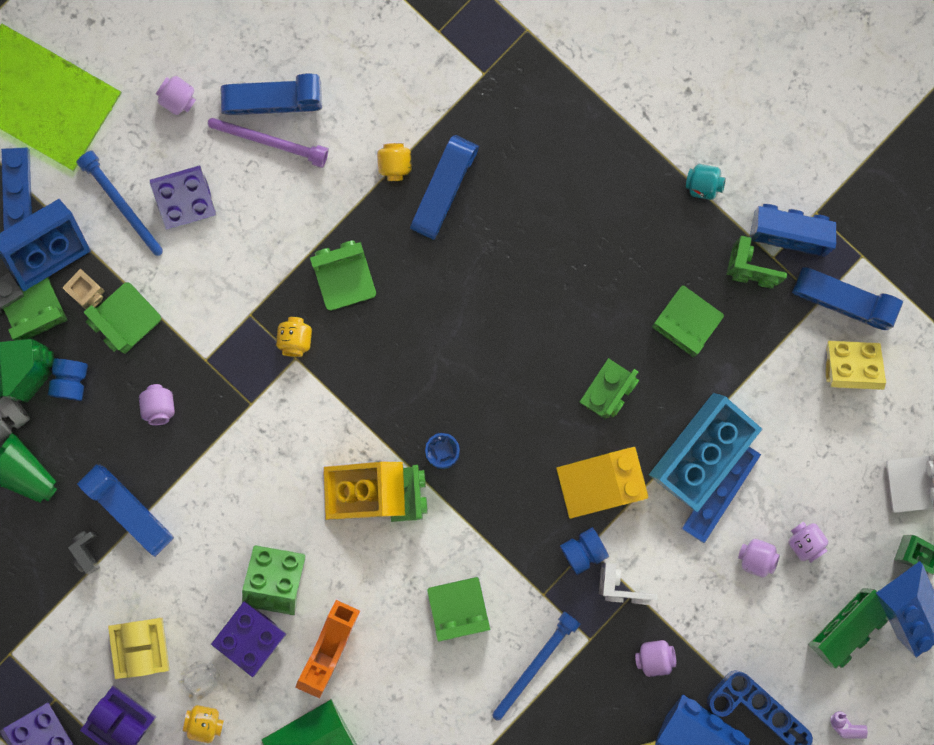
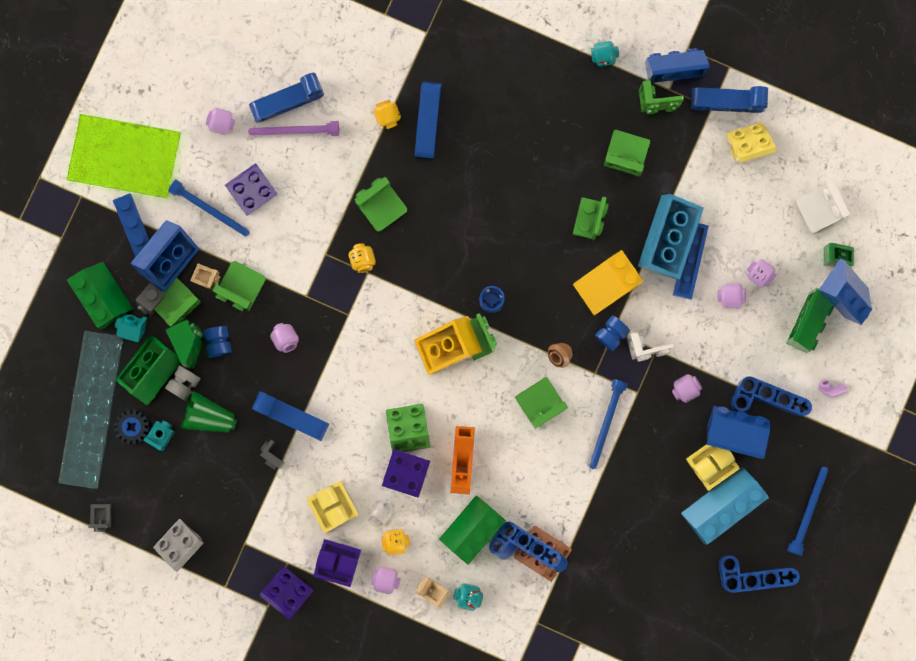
camera: 20 degrees left, 0 degrees up
(506, 554) = (560, 354): none -> medium nougat cone

